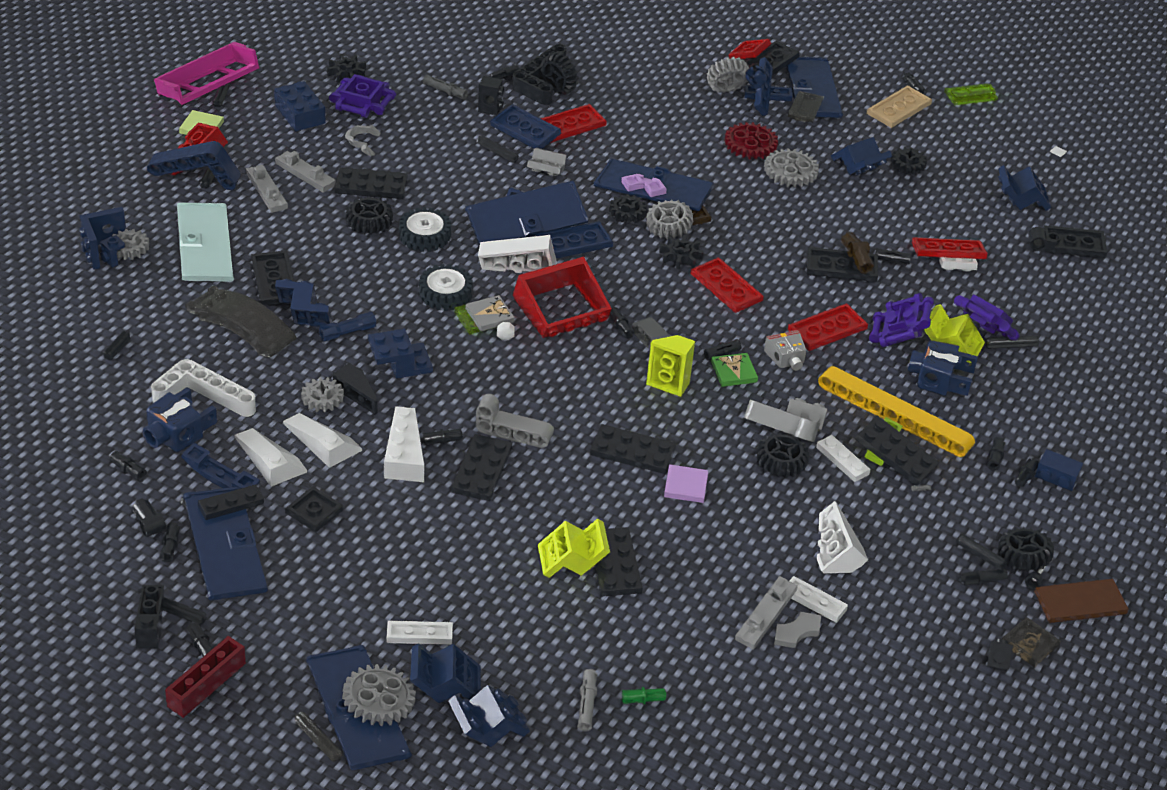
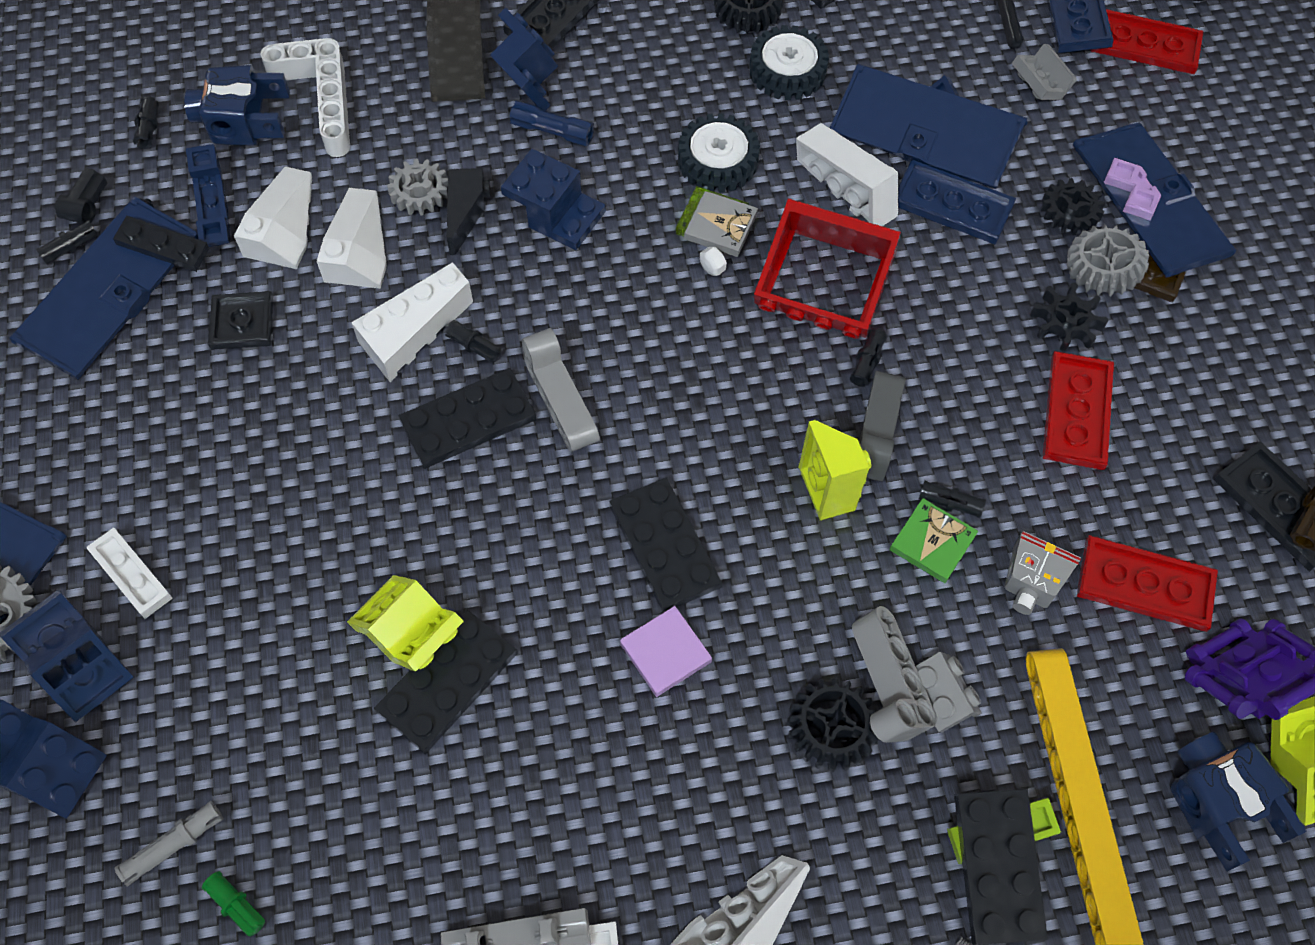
camera: 50 degrees right, 20 degrees up
(843, 458) = (918, 803): white plate -> none

